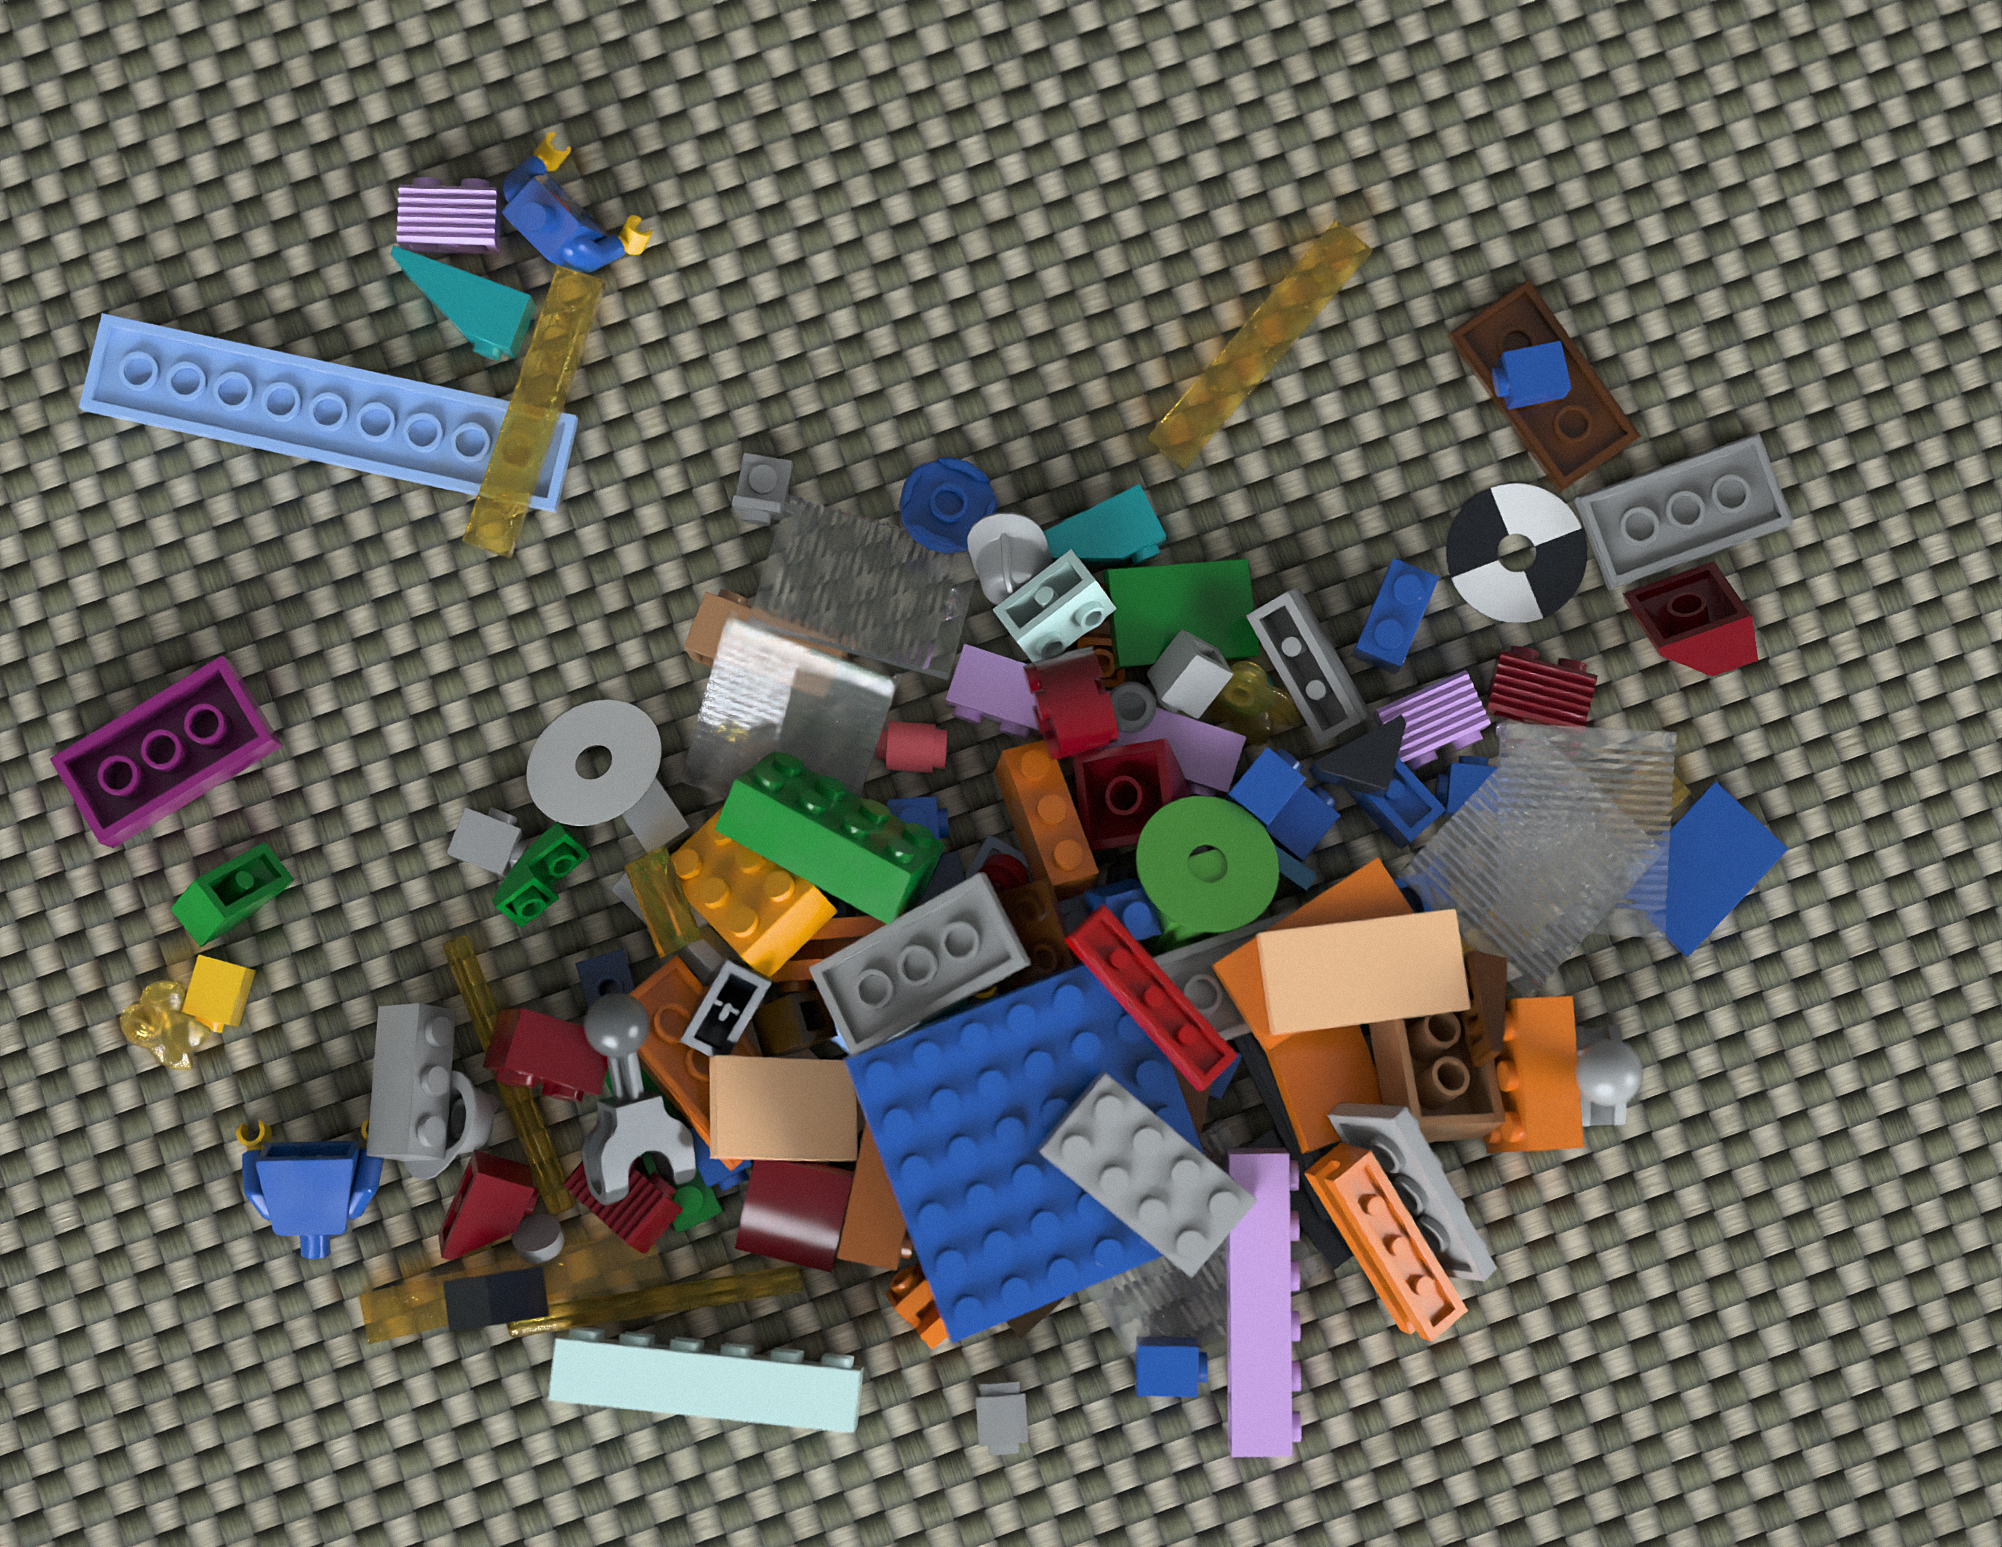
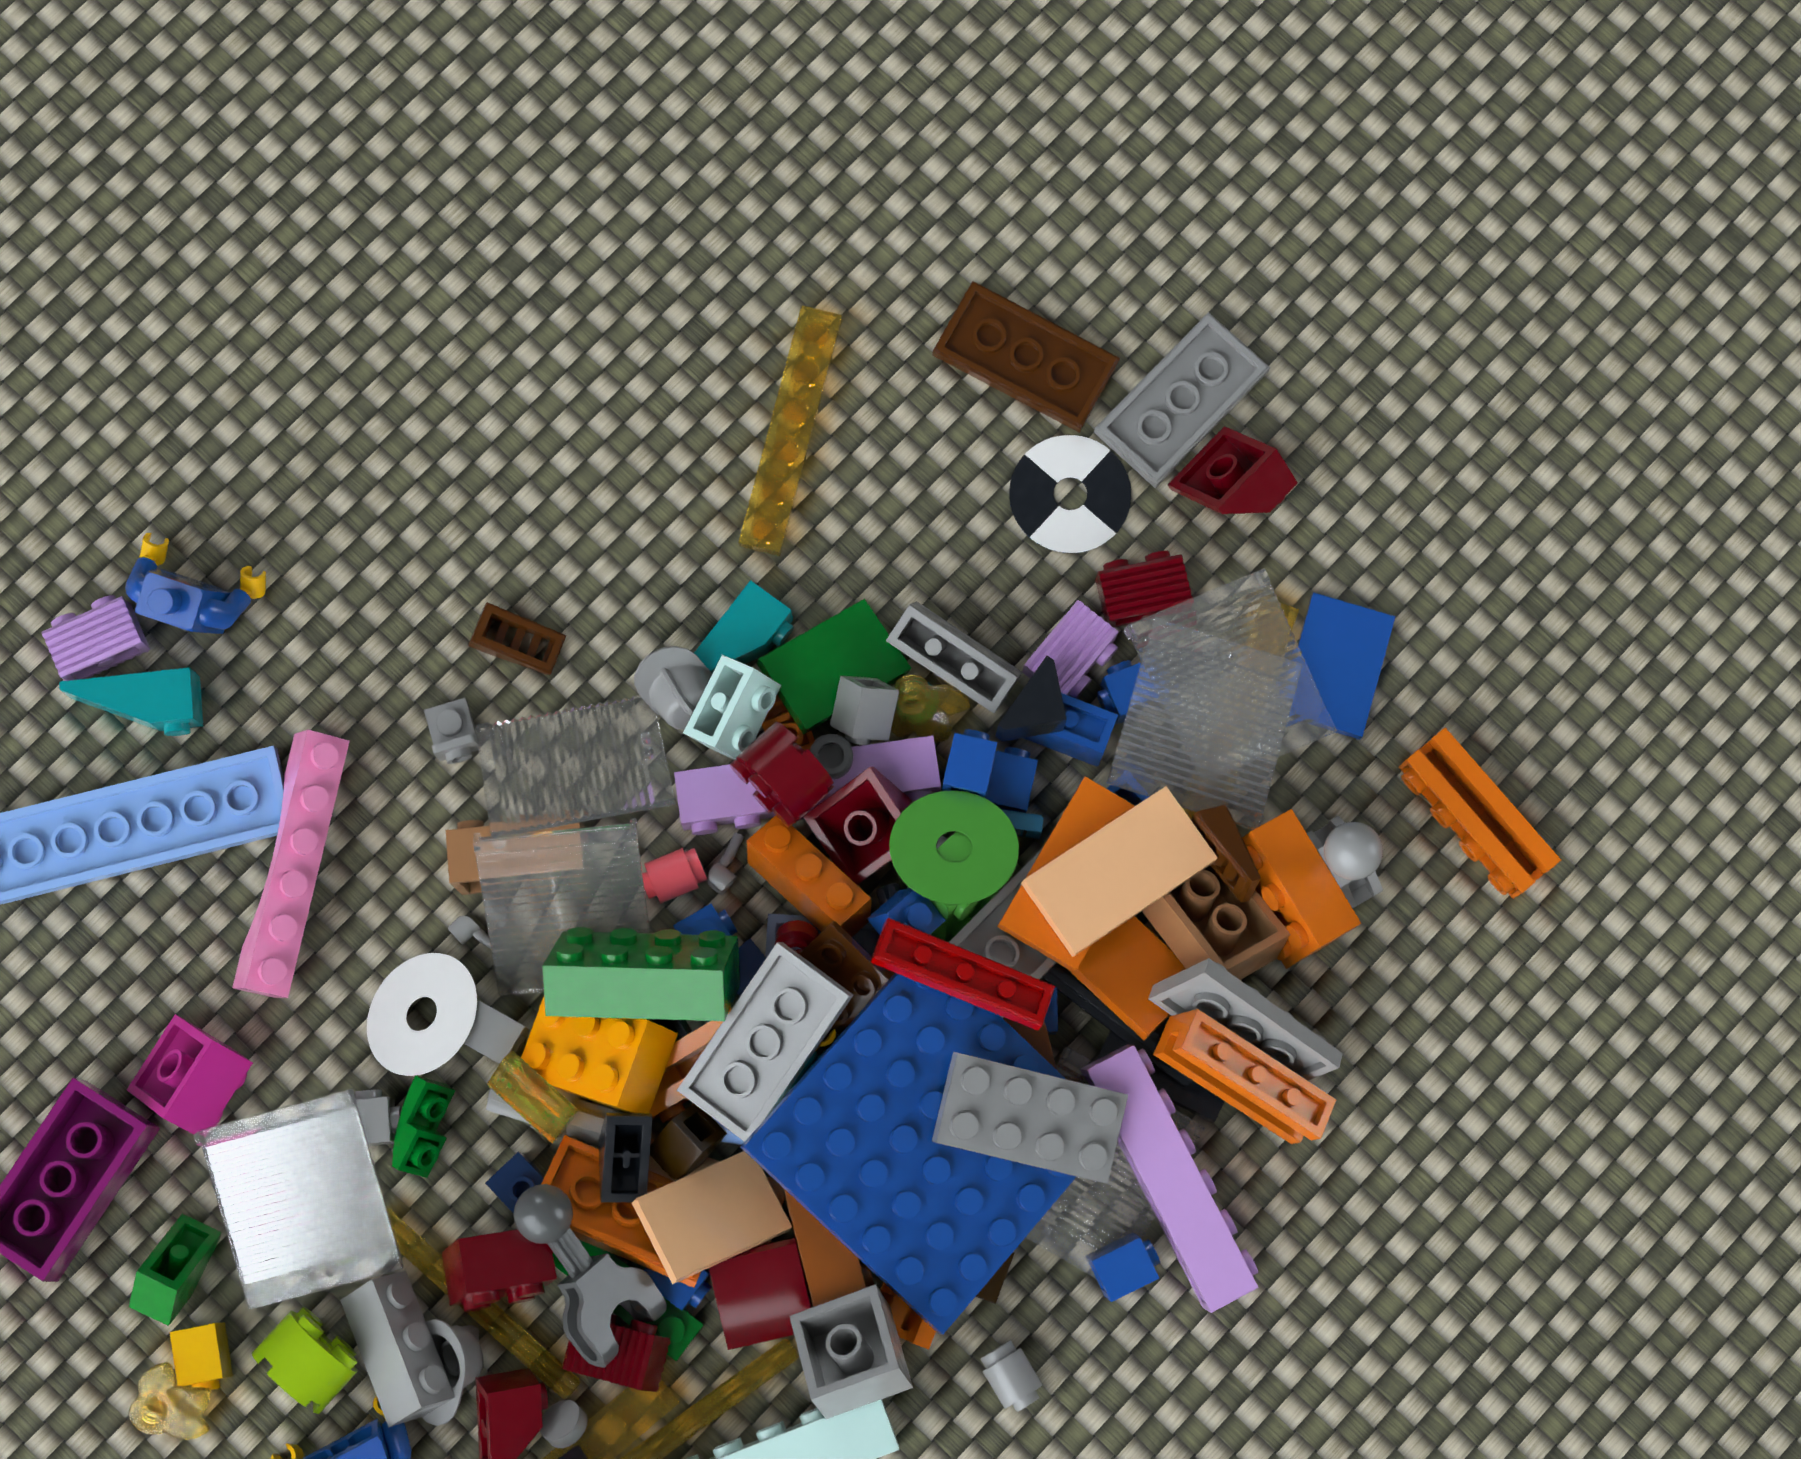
camera: 30 degrees left, 5 degrees down
(318, 1050) = (306, 1360): none -> lime brick
(335, 710) = (189, 1076): none -> dark pink slope
(387, 887) = (300, 1199): none -> clear door
(498, 598) = (280, 920): none -> bright pink arch
(534, 412) = (237, 758): clear yellow plate -> none
(679, 696) = (464, 928): none -> light grey hand
(846, 424) = (495, 648): none -> reddish brown slope
(852, 1313) = (850, 1352): none -> light grey brick
(944, 502) = (603, 670): blue tile -> none
(959, 772) = (719, 876): none -> light grey hand
(1394, 616) = (1001, 586): blue brick -> none
(1532, 375) = (1013, 350): blue brick -> none
(1767, 1095) = (1478, 813): none -> orange brick

